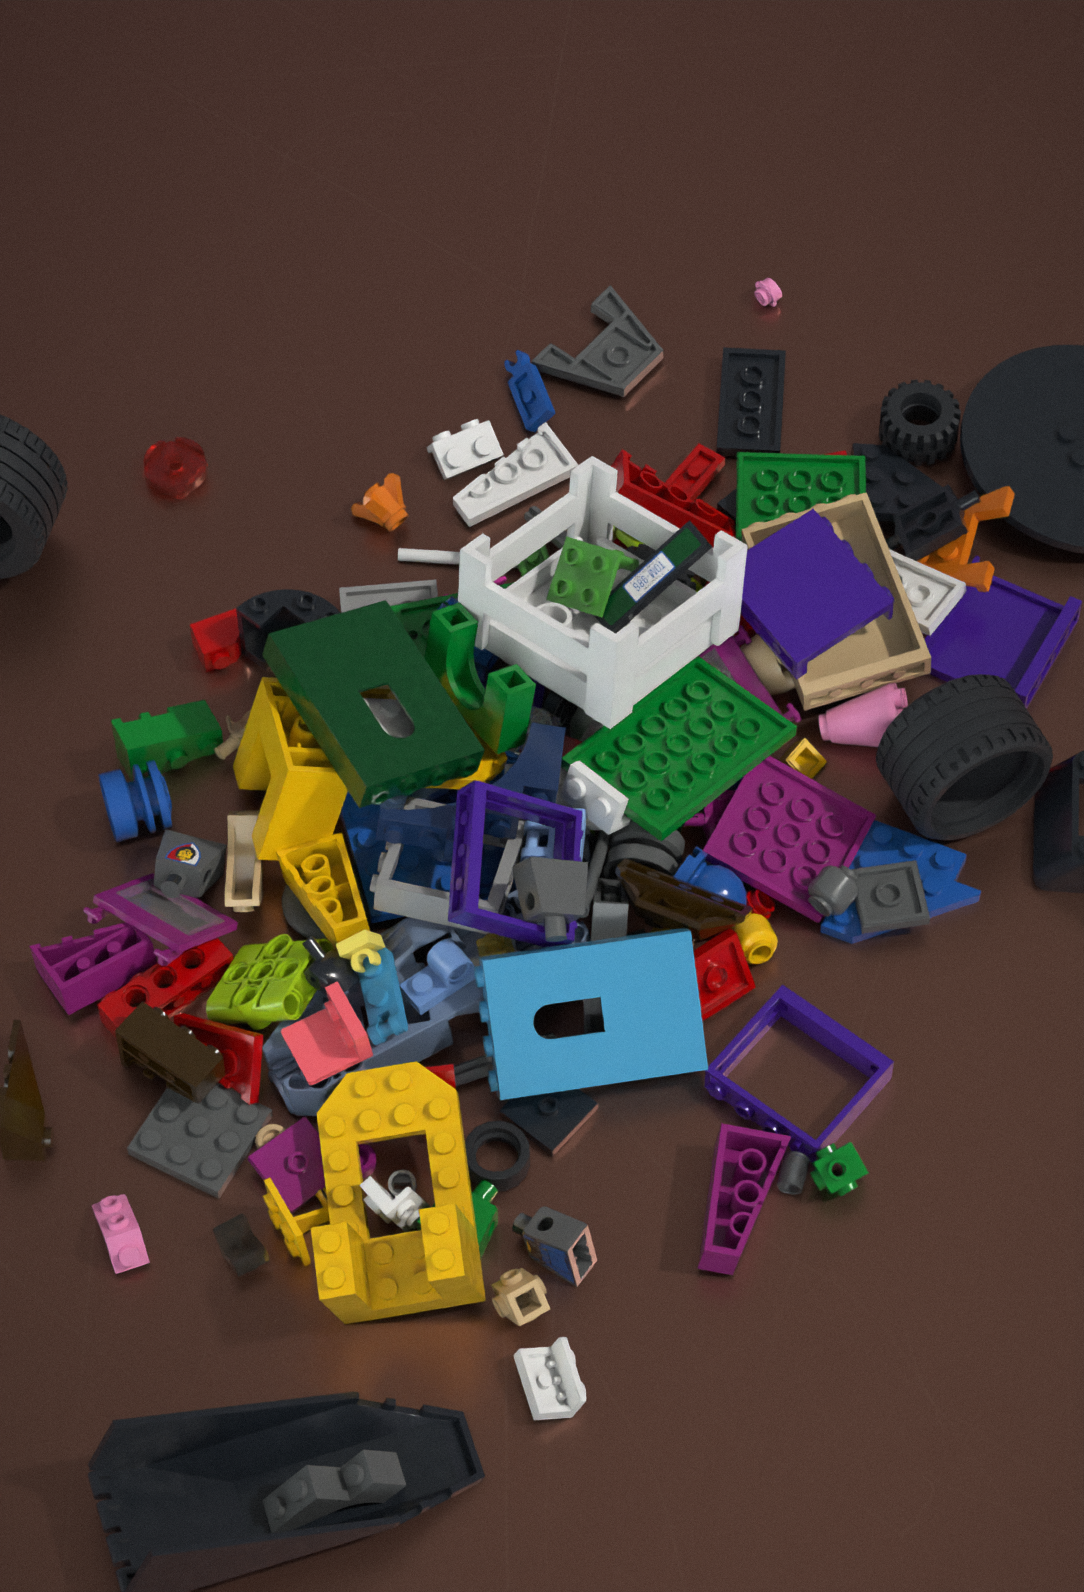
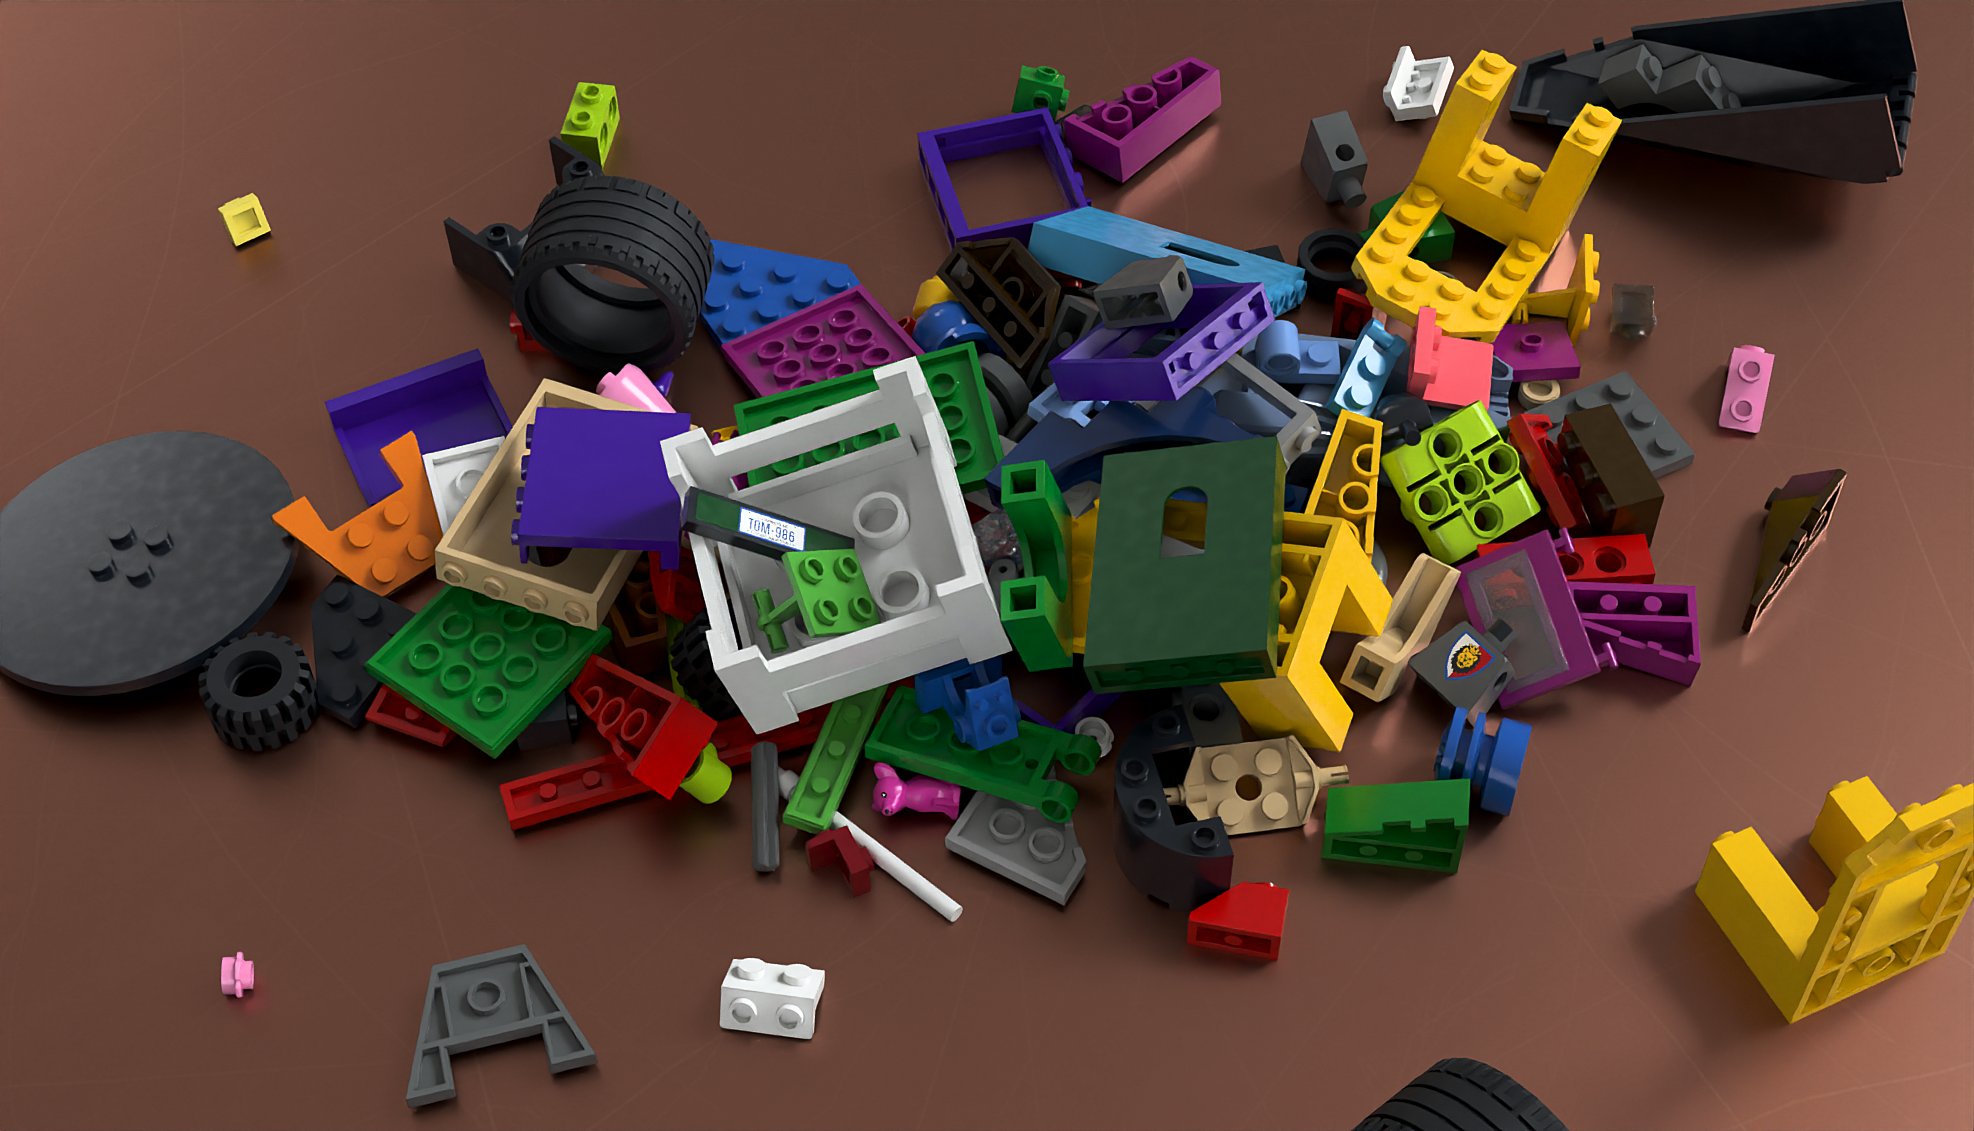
camera: 145 degrees left, 5 degrees down
(360, 946) = (1363, 398): light yellow tile -> none
(383, 504) = (930, 973): orange rock -> none
(401, 1209) = (1466, 246): white bracket -> none
(472, 529) = (841, 848): none -> dark red bracket
(520, 1296) = (1415, 144): tan brick -> none
(525, 472) = (735, 918): white wing -> none
(529, 392) = (633, 1017): blue plate -> none
(602, 801) = (1008, 406): white bracket -> none
(751, 401) = (399, 844): black plate -> none
(833, 890) = (836, 278): dark grey head -> none
(890, 897) = (785, 263): dark grey tile -> none
(931, 522) = (381, 546): black plate -> none

